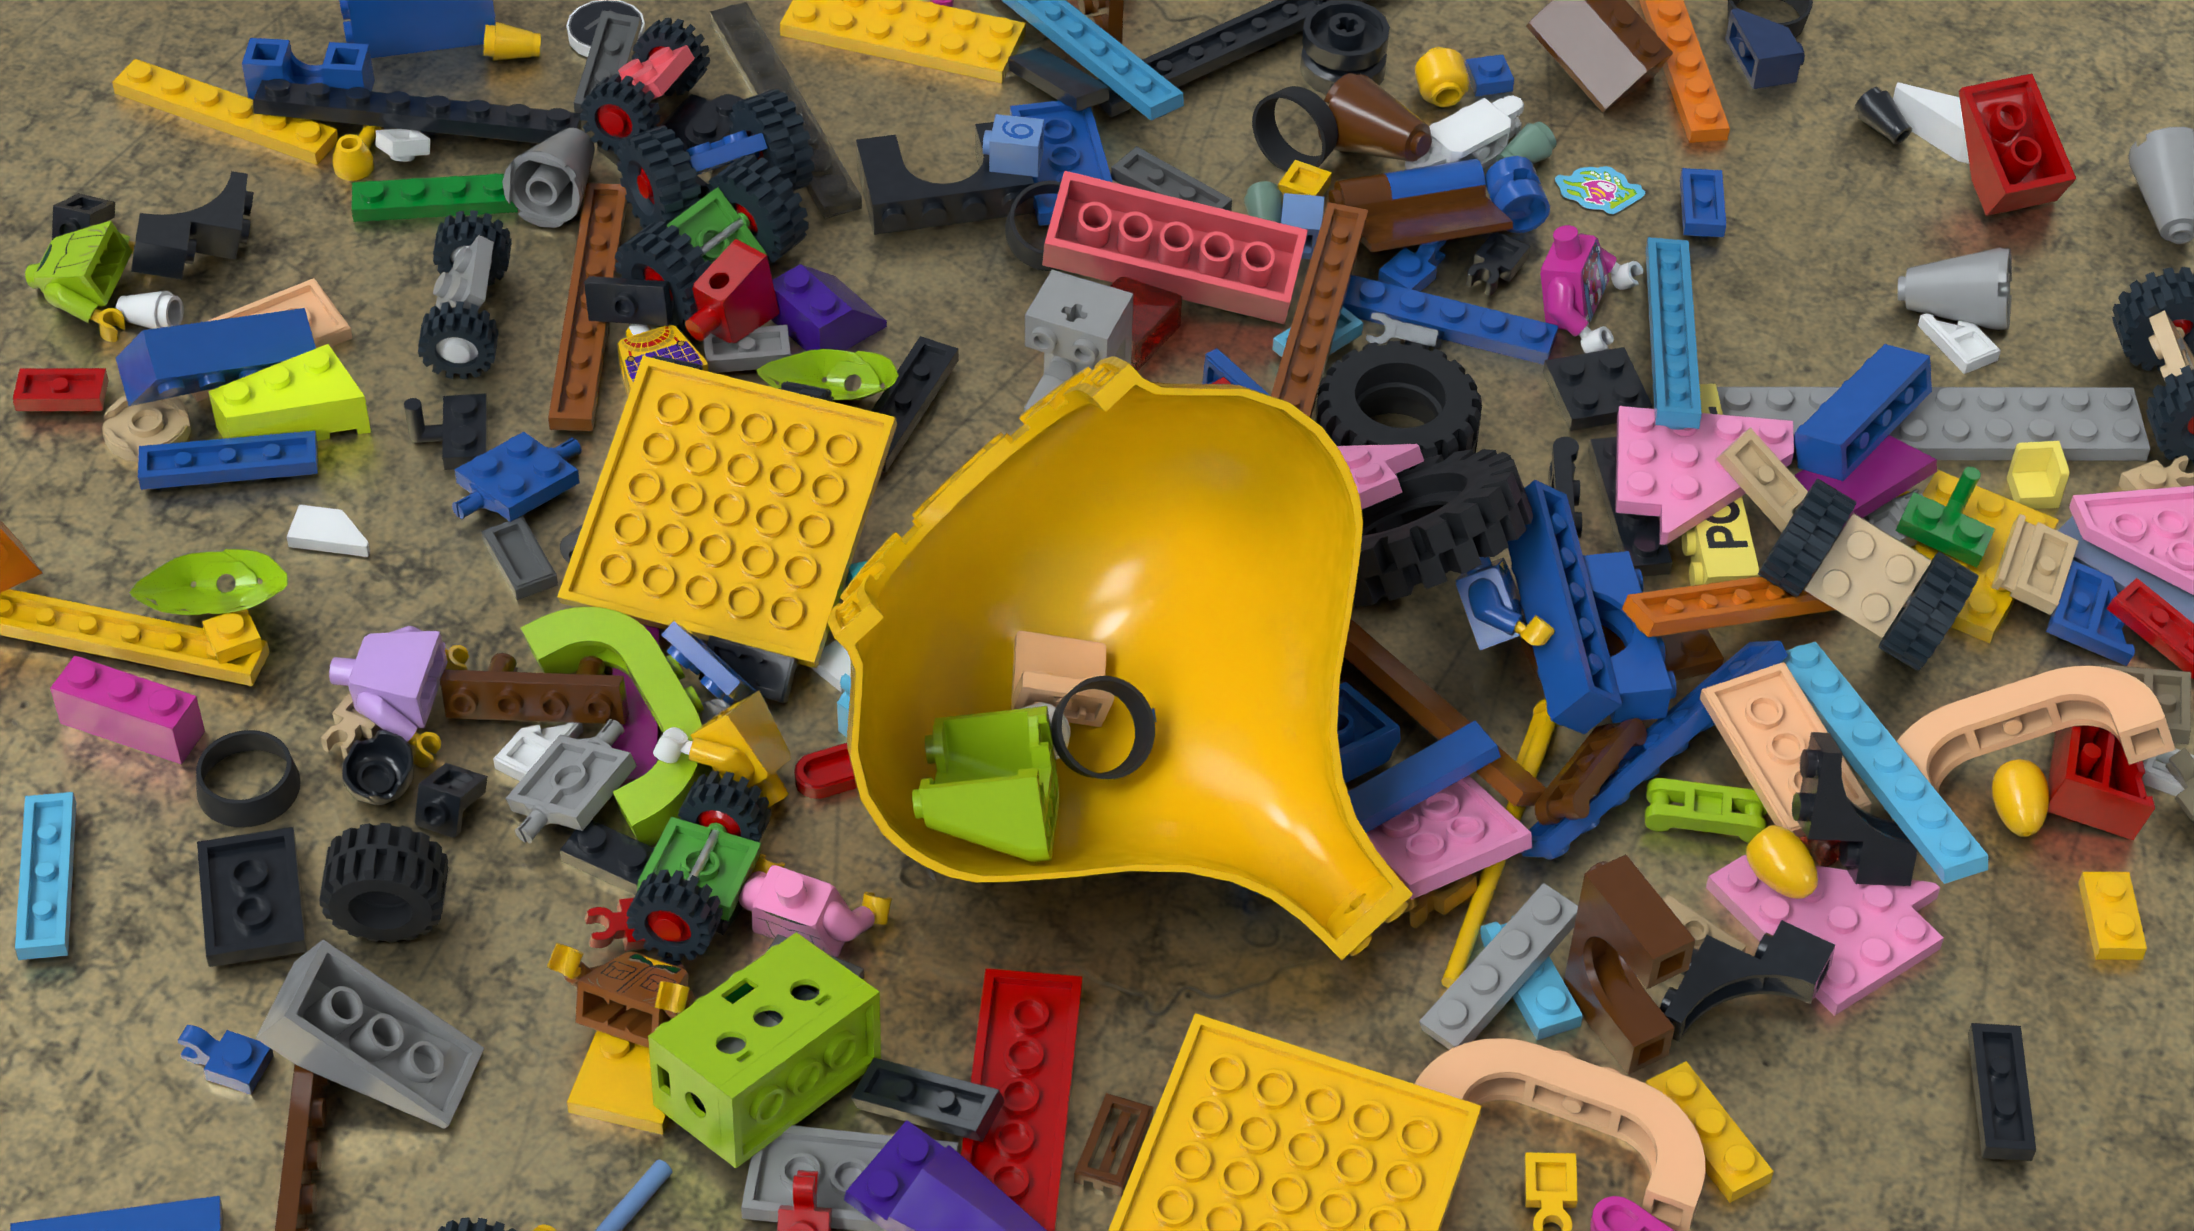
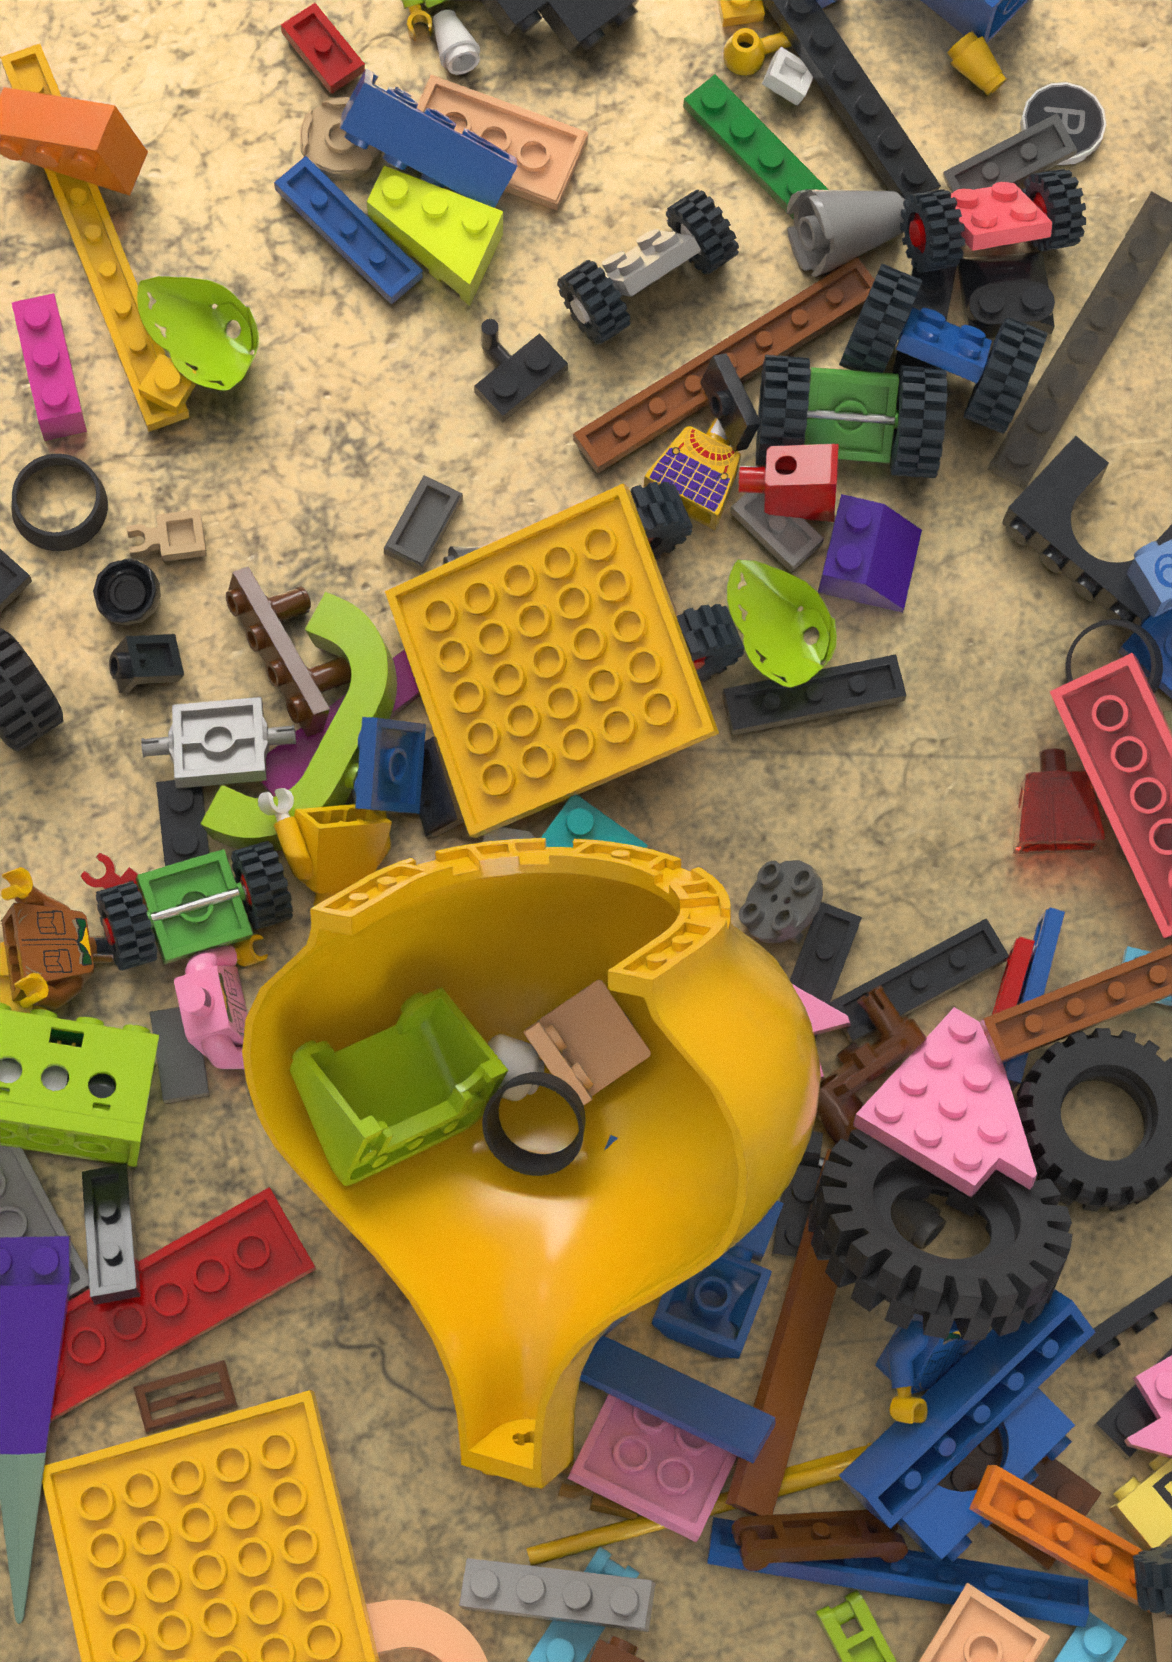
camera: 50 degrees right, 25 degrees up
(326, 531) = (337, 358): white tile -> none
(397, 682) = (210, 540): lavender torso -> none
(516, 477) = (499, 457): blue plate -> none
(528, 746) = (242, 681): white tile -> none
(1076, 328) = (920, 823): light grey plate -> none

